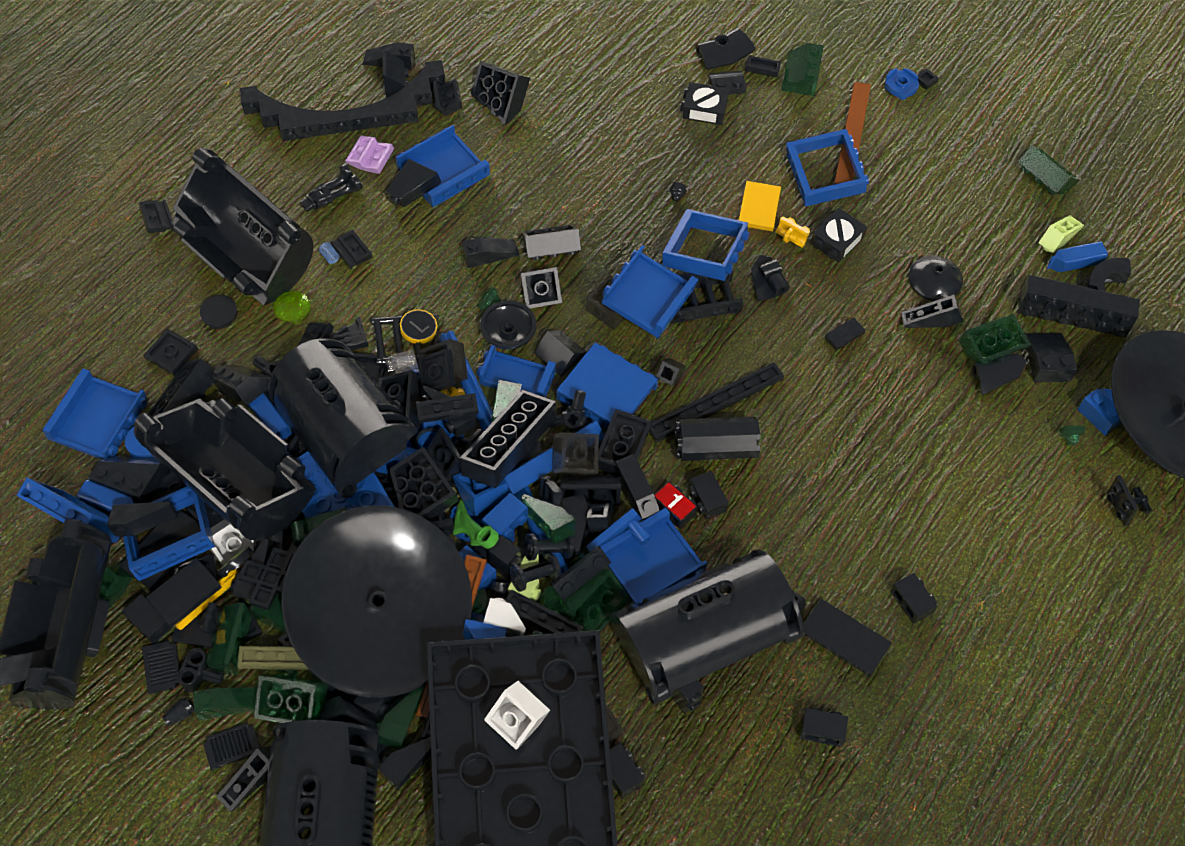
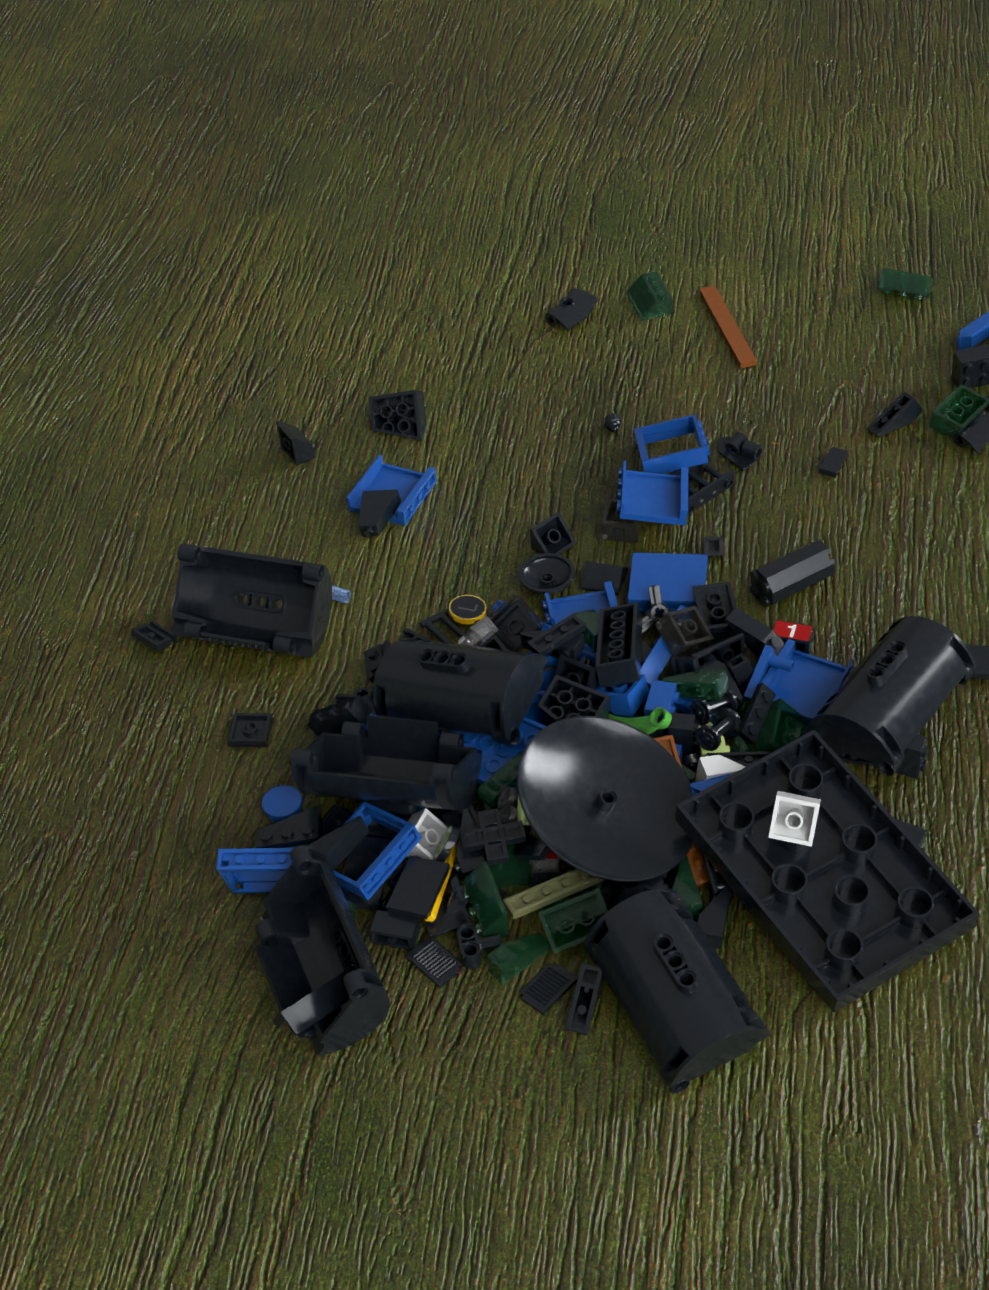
camera: 20 degrees left, 15 degrees down
(94, 416) = (220, 807): blue panel -> none
(179, 711) = (481, 982): black cone -> none
(186, 386) = (282, 740): black slope -> none
(218, 312) = (271, 681): black tile -> none
(291, 306) = (337, 648): clear neon green dish -> none
(307, 123) = (235, 512): black arch -> none
(322, 196) = (319, 536): black piece -> none
(351, 249) = (359, 583): black plate -> none
(369, 154) = (317, 511): lavender slope -> none
(401, 50) = (269, 434): black slope -> none
(447, 97) = (356, 438): black bracket -> none
(487, 299) = (511, 566): clear green tile -> none
(488, 250) = (480, 533): black slope -> none
(551, 241) = (534, 502): slope -> none
(704, 103) = (586, 353): black brick -> none
(708, 495) = (816, 615): black brick -> none
(717, 400) = (768, 550): black tile -> none
(731, 80) = (593, 333): black plate -> none
(760, 205) = (690, 401): yellow tile -> none
(763, 66) = (613, 309): black tile -> none
(792, 232) = (734, 410): yellow hips -> none
(831, 192) = (726, 380): blue window -> none
(838, 235) = (773, 396): black brick -> none
(900, 90) = (739, 274): blue plate -> none
(927, 79) = (756, 264): black tile -> none
(933, 284) = (874, 393): black dish -> none
(1060, 233) = (950, 322): yellowish green slope -> none

